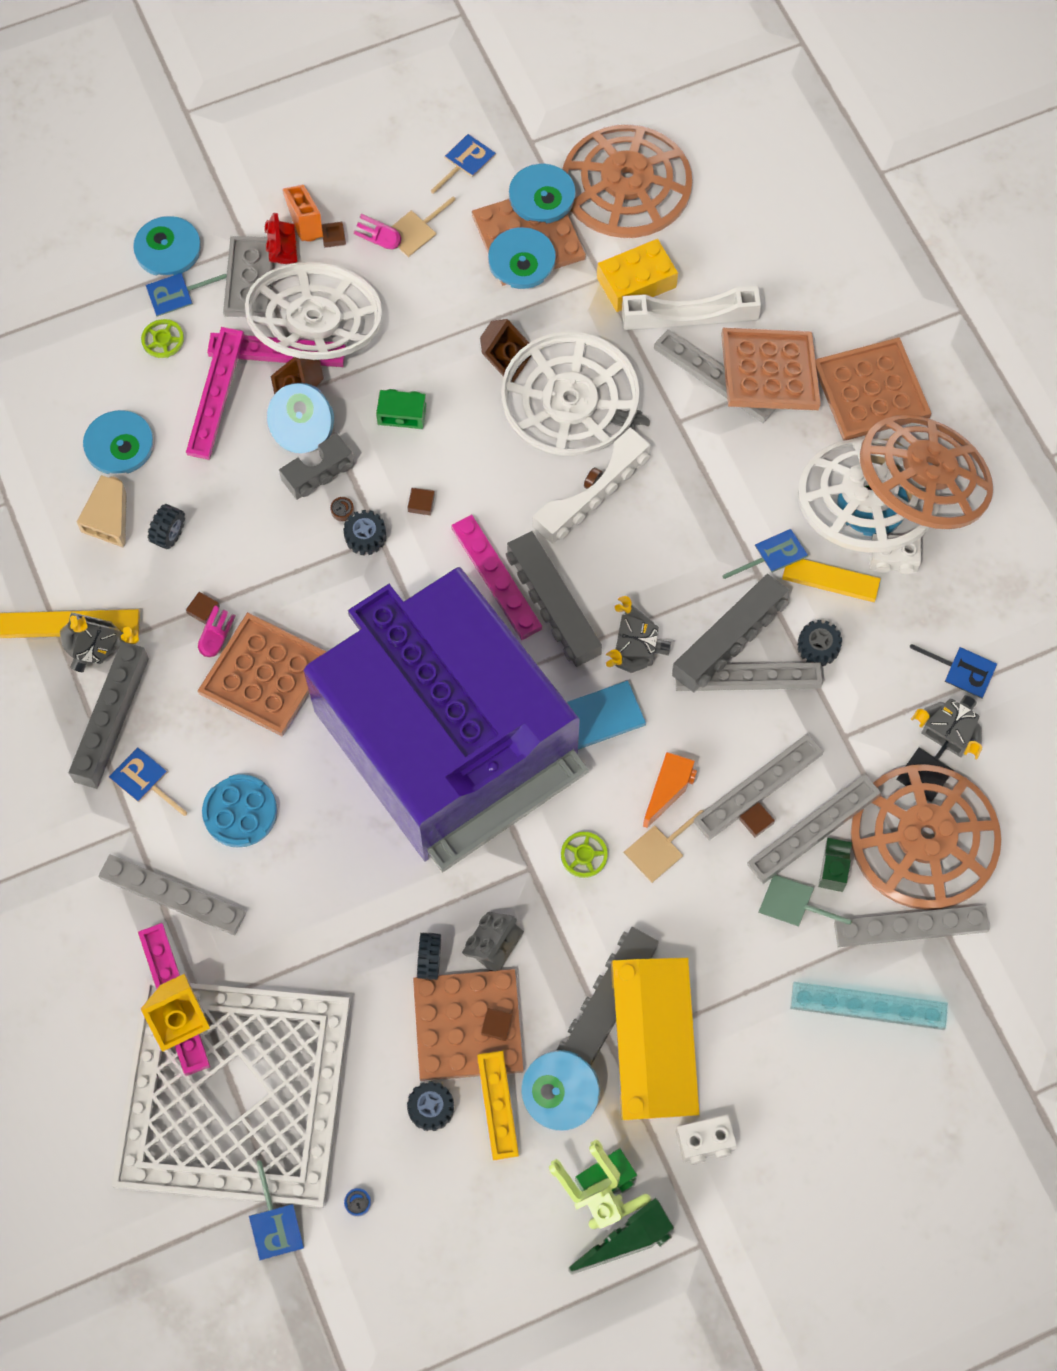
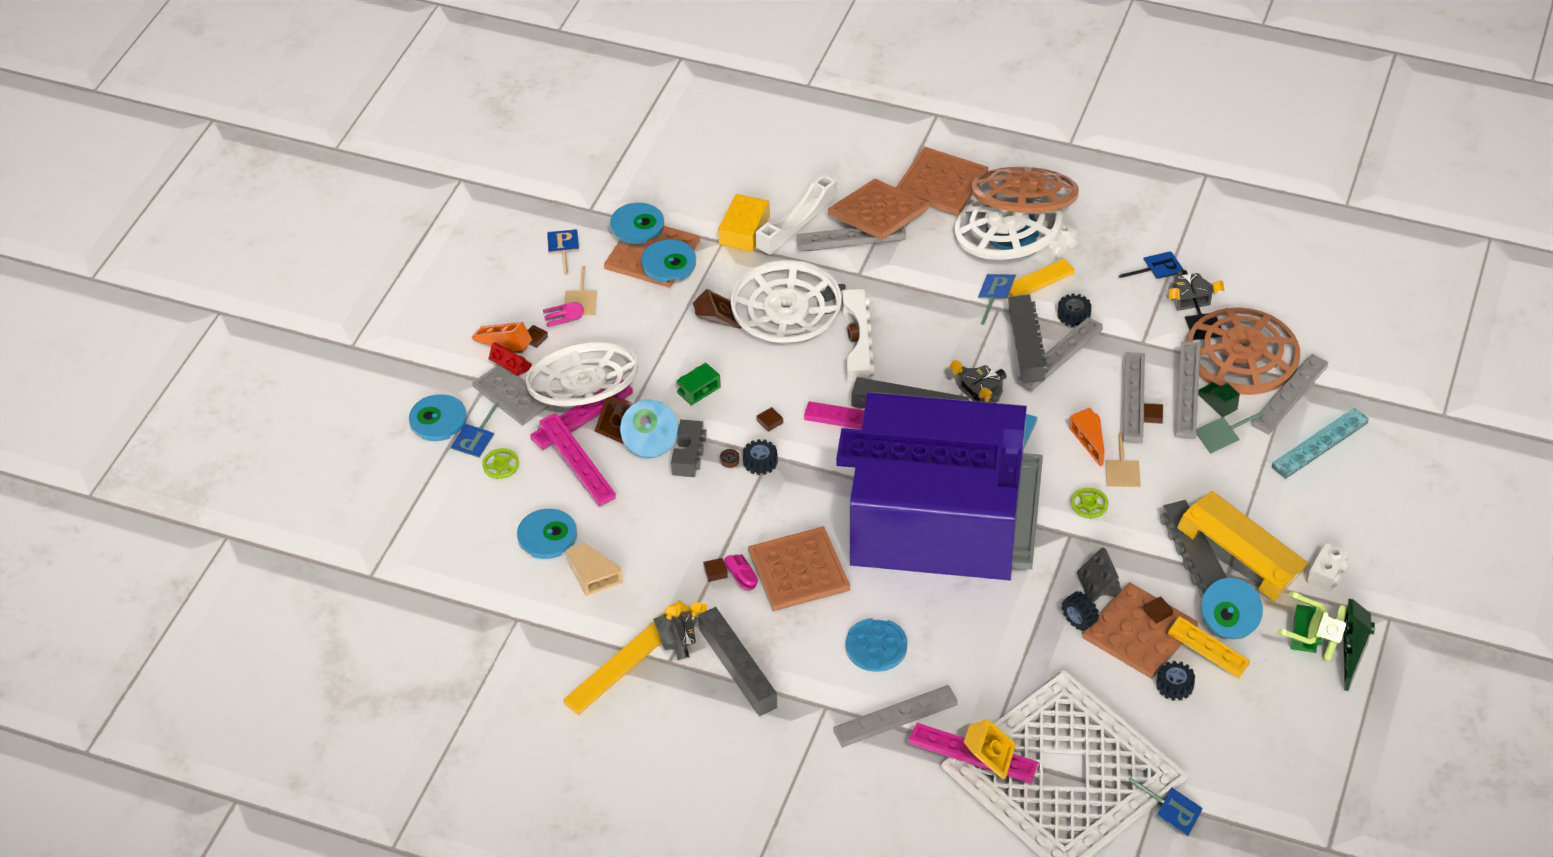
camera: 45 degrees left, 20 degrees down
(139, 775) = (796, 678): blue piece -> none
(166, 526) = (642, 543): black wheel -> none
(357, 1202) = (1200, 759): tile -> none
(631, 187) = (663, 187): nougat dish -> none

